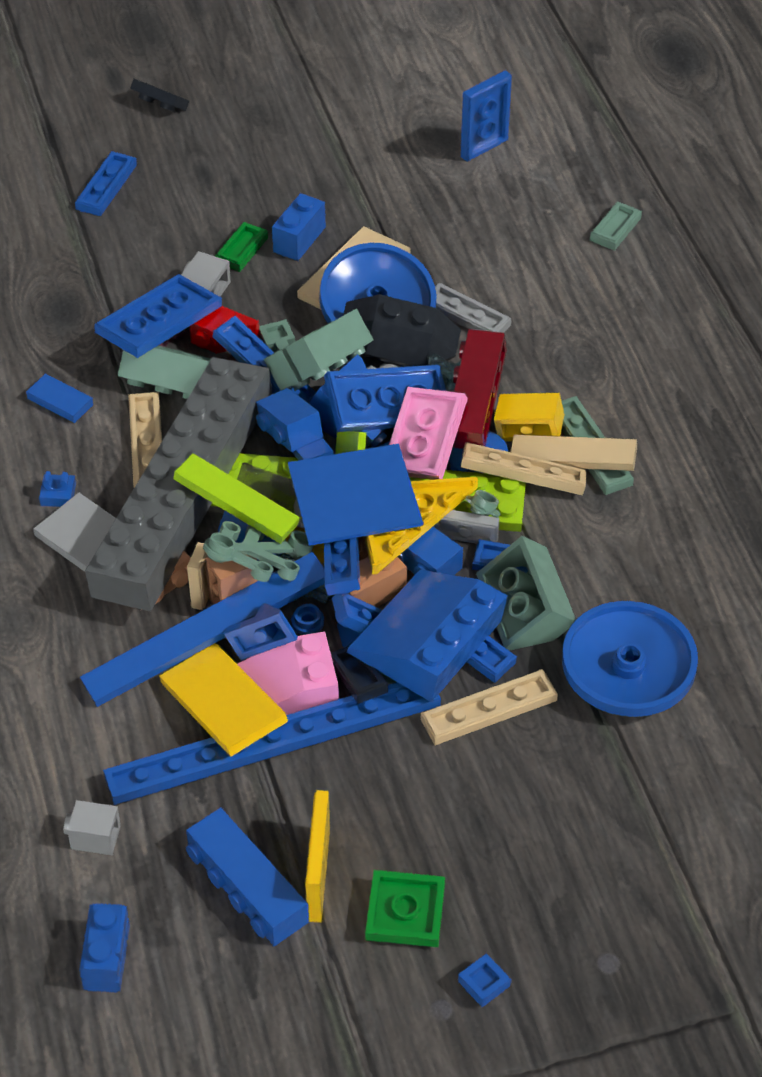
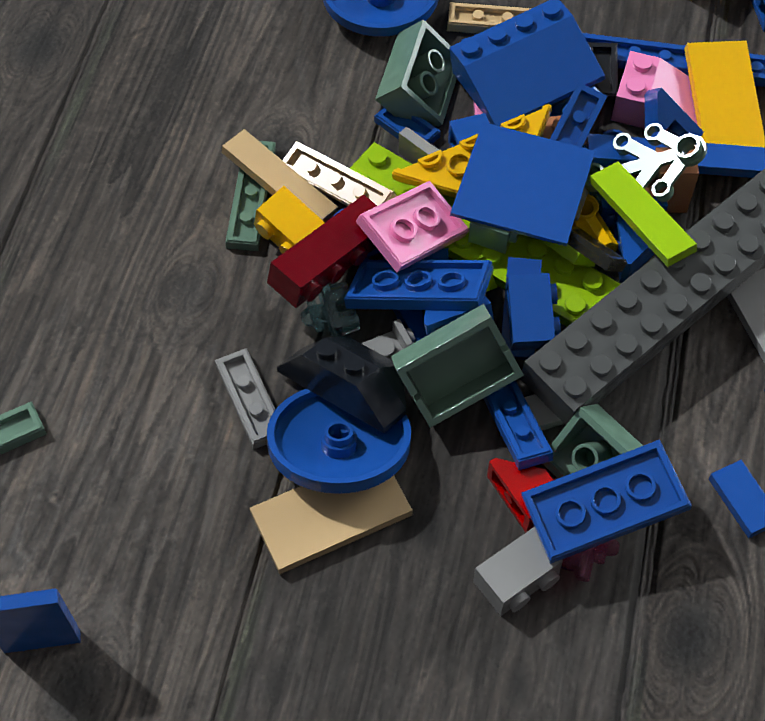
camera: 150 degrees left, 10 degrees up
(144, 430) = (674, 394): tan tile -> none
(198, 578) = (697, 197): tan tile -> none
(243, 245) = (433, 623): green tile -> none
(277, 335) = (471, 451): sand green plate -> none
(298, 227) = (356, 598): blue brick -> none
(483, 503) = (403, 149): sand green plate -> none

